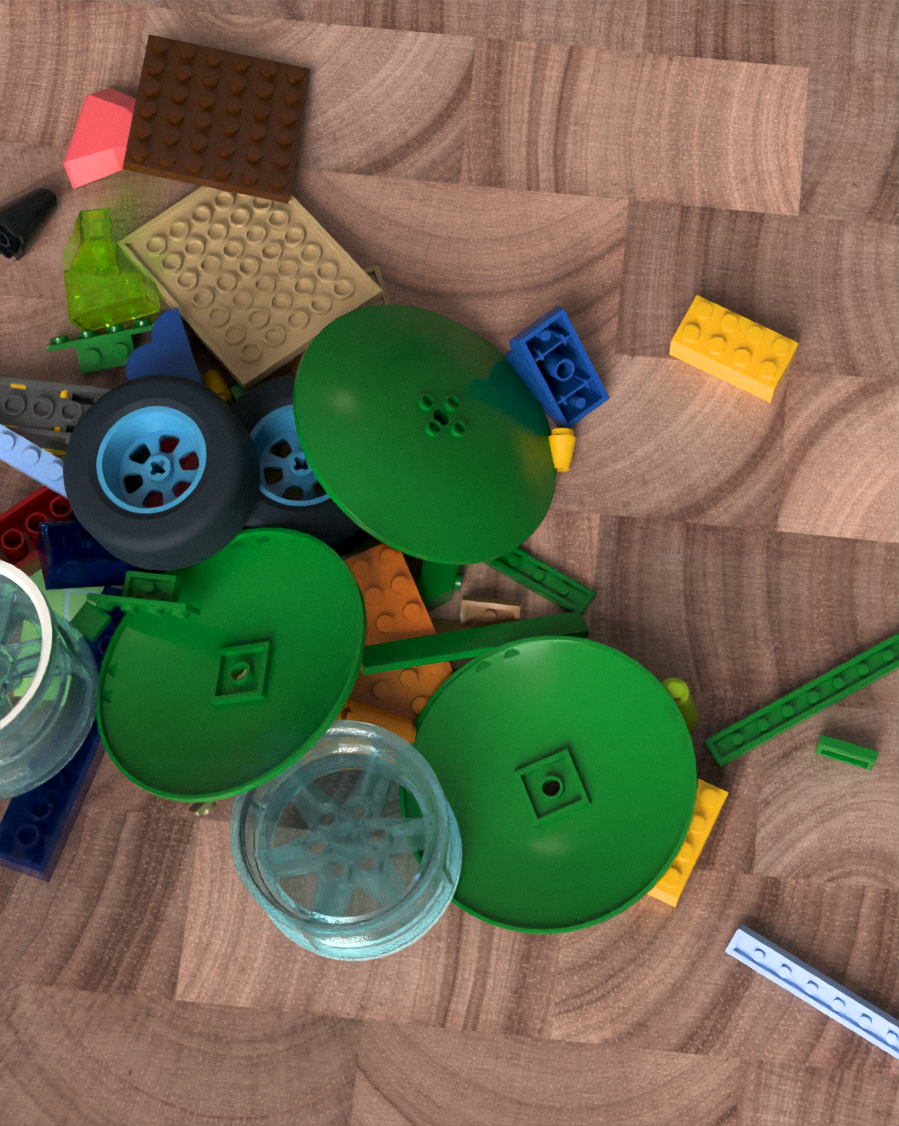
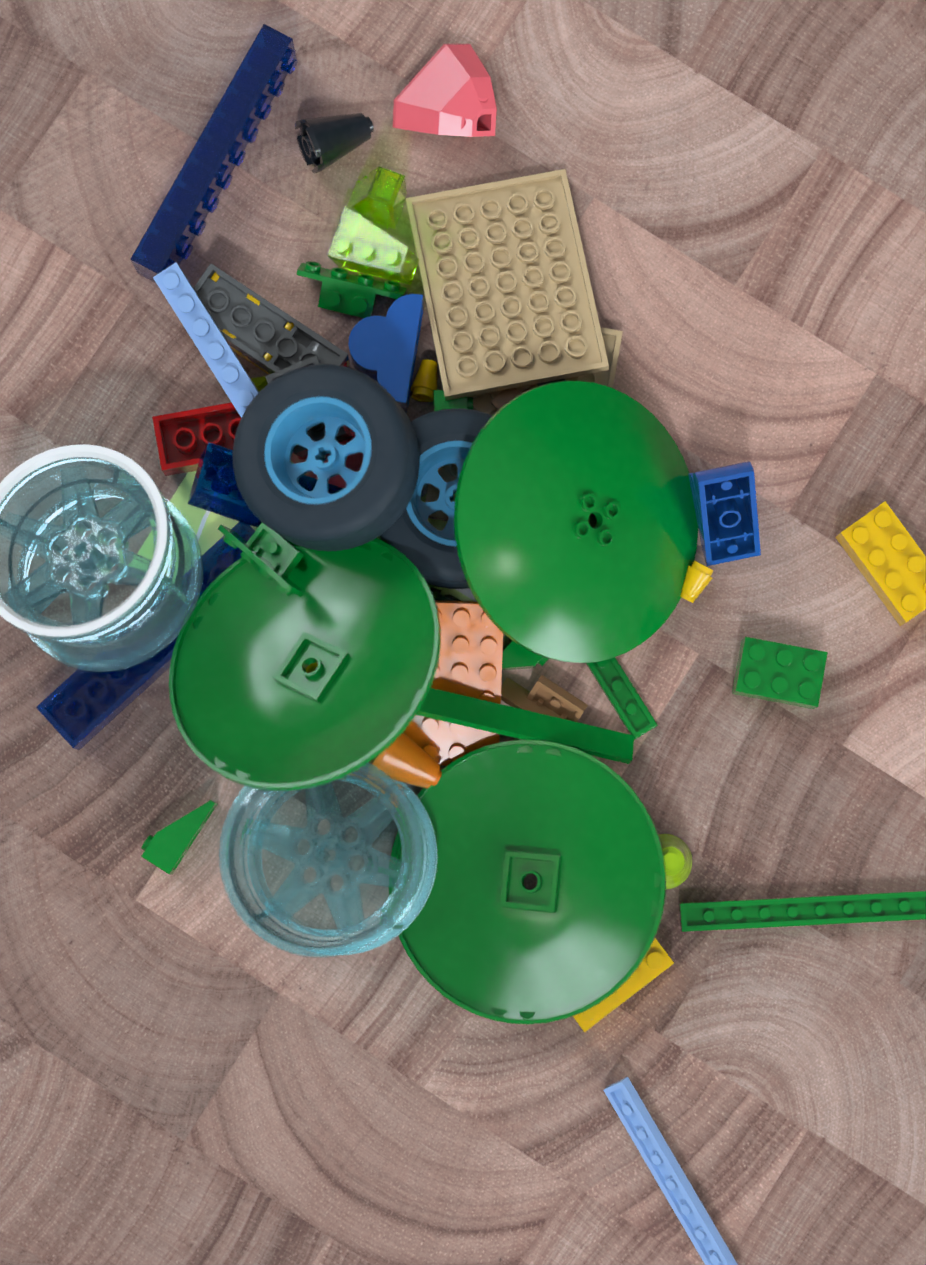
camera: 25 degrees right, 15 degrees up
(90, 621) = (213, 547): green tile -> none
(186, 918) = (173, 842): none -> green slope
(217, 119) = (547, 124): reddish brown plate -> none
(683, 491) = (779, 673): none -> green brick
(846, 752) = (794, 973): green tile -> none

